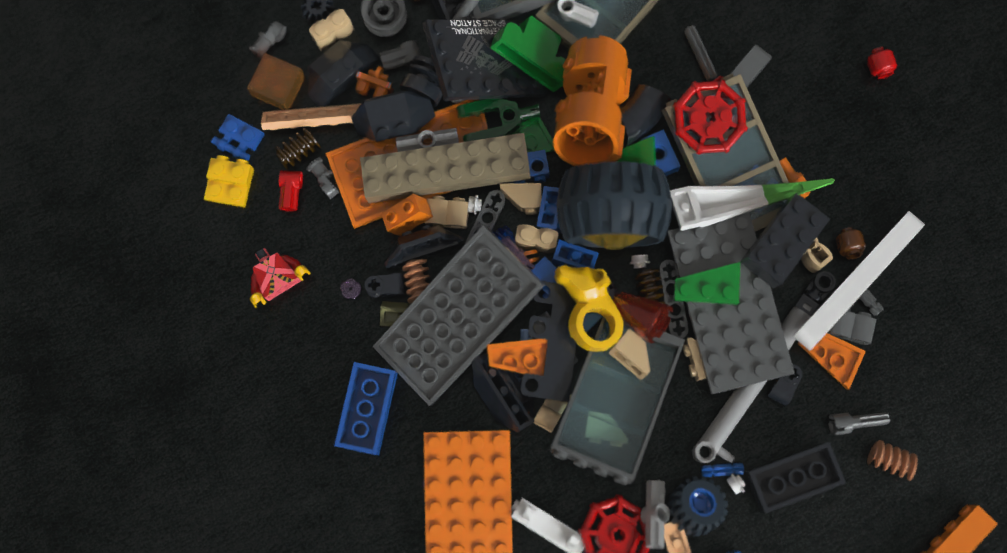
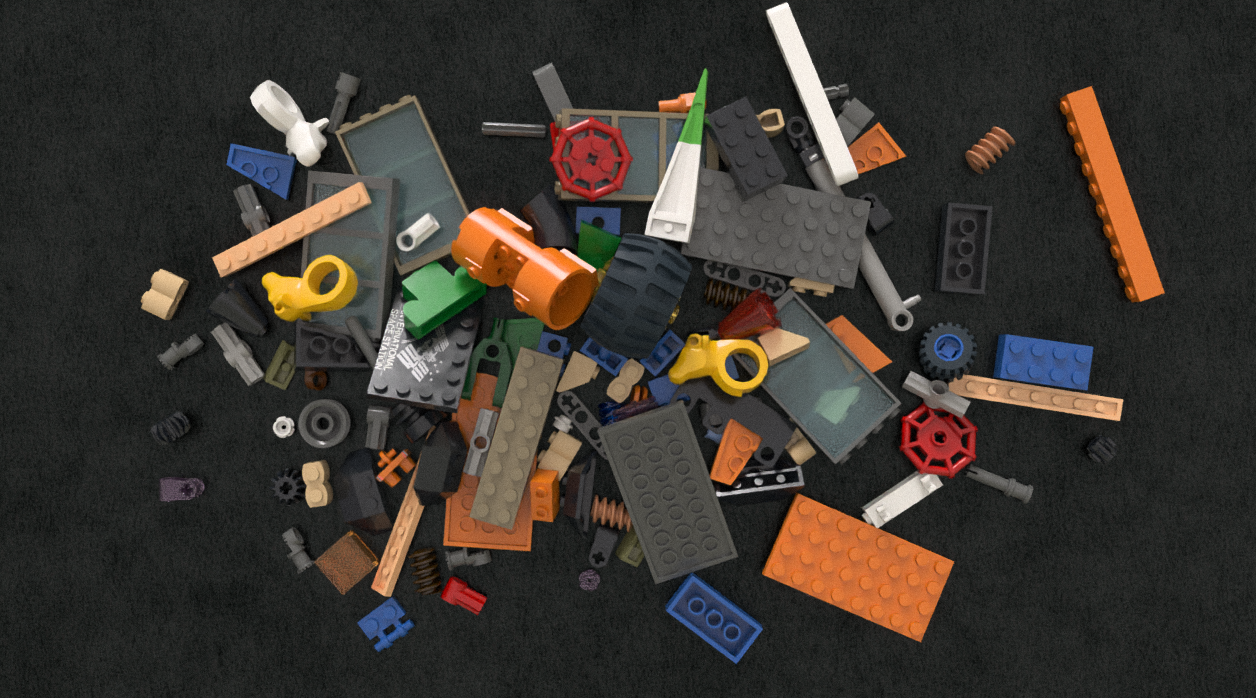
camera: 70 degrees left, 10 degrees up
(228, 181) = (426, 651): yellow plate -> none
(274, 275) = (543, 648): torso -> none
(639, 261) = (692, 291): white plate -> none
(664, 426) = (858, 344): none -> orange wing
(710, 286) = (754, 241): green wing -> none
(722, 470) = (923, 310): blue axle -> none
(736, 483) = (942, 304): white plate -> none
(845, 423) = (935, 176): dark grey piece -> none
(850, 243) = (771, 82): reddish brown head -> none

